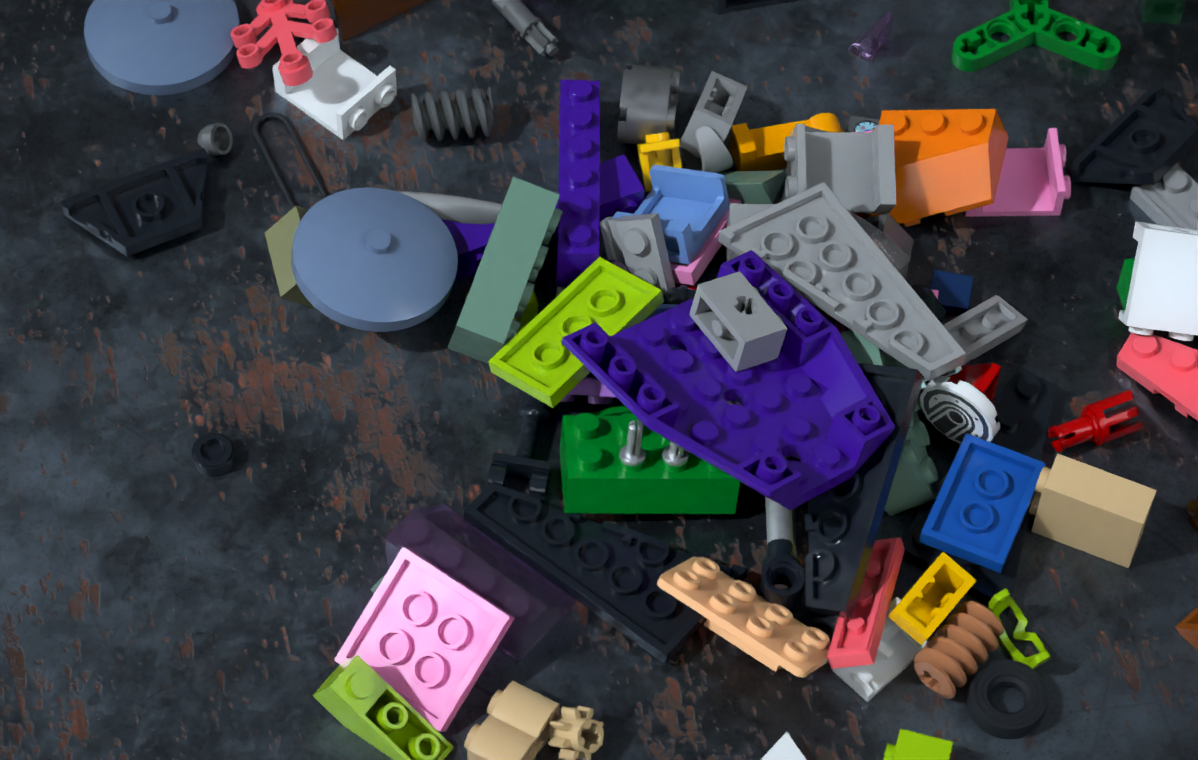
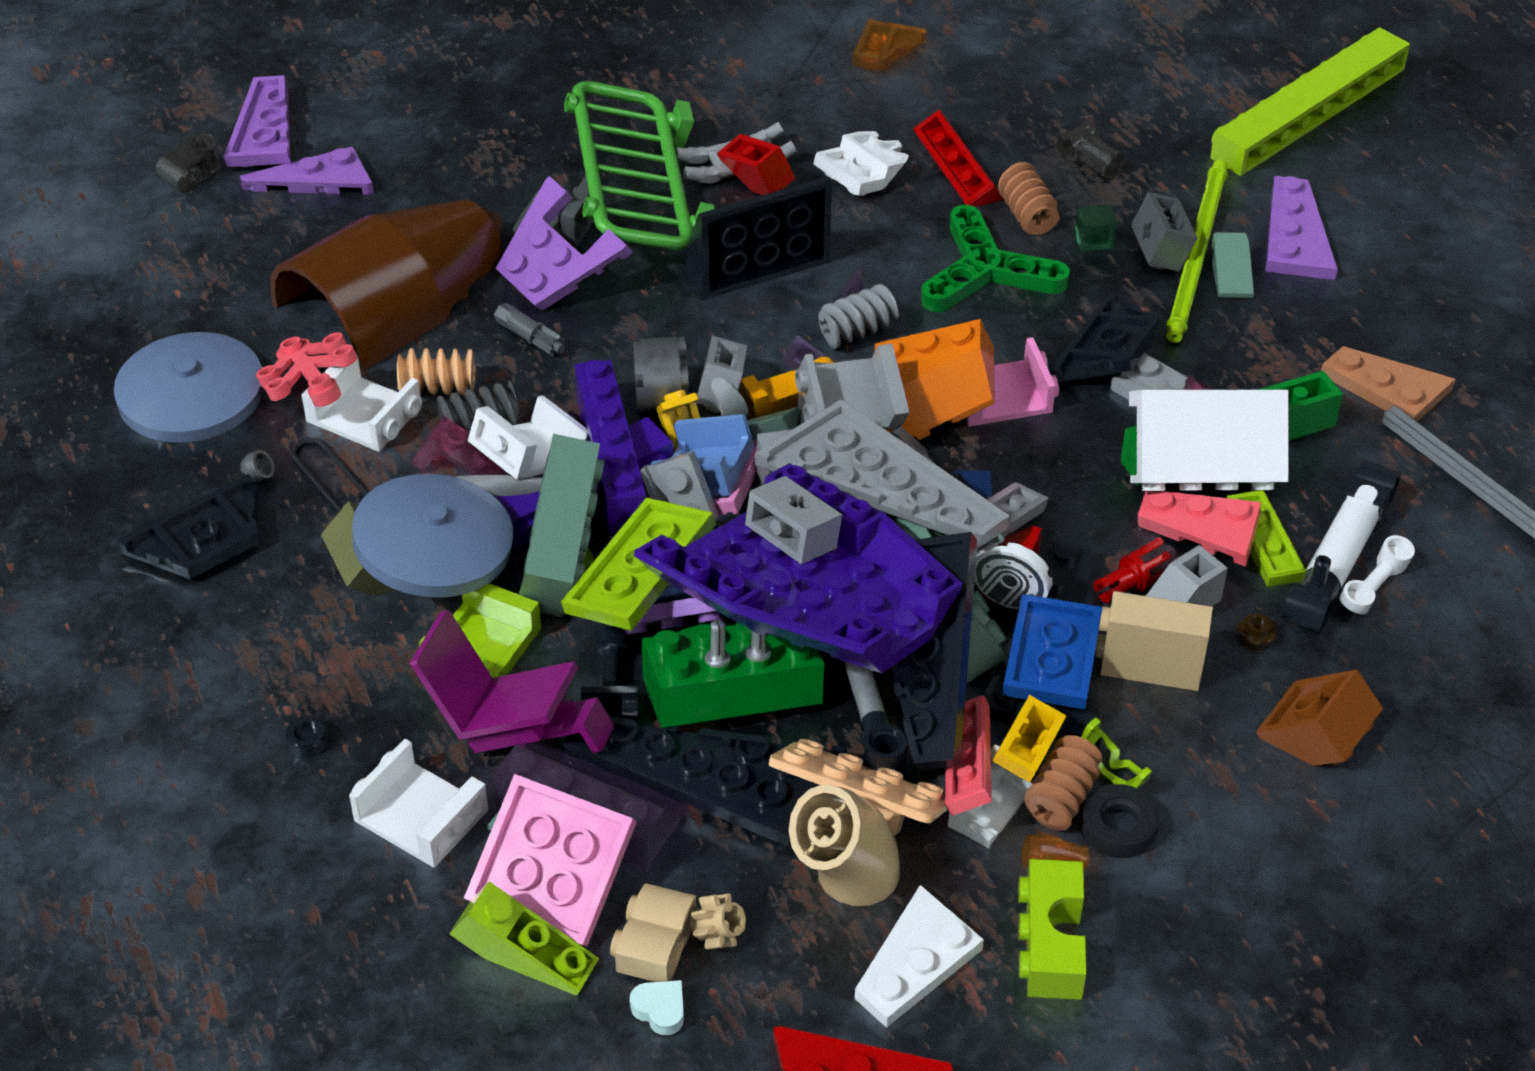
camera: 10 degrees left, 10 degrees down
(307, 551) = (416, 806): none -> white panel
(406, 379) = (498, 626): none -> lime panel
(410, 463) = (502, 708): none -> magenta piece
(418, 60) = (437, 371): none -> light nougat piece
(425, 156) = (452, 442): none -> clear pink bracket
(488, 163) = (525, 446): none -> white panel
(717, 681) = (846, 844): none -> tan brick
(806, 102) = (796, 350): none -> clear purple slope
(875, 63) = (857, 314): none -> light grey piece
(930, 721) = (1049, 847): none -> clear orange cone
(1145, 451) = (1192, 579): none -> light grey slope

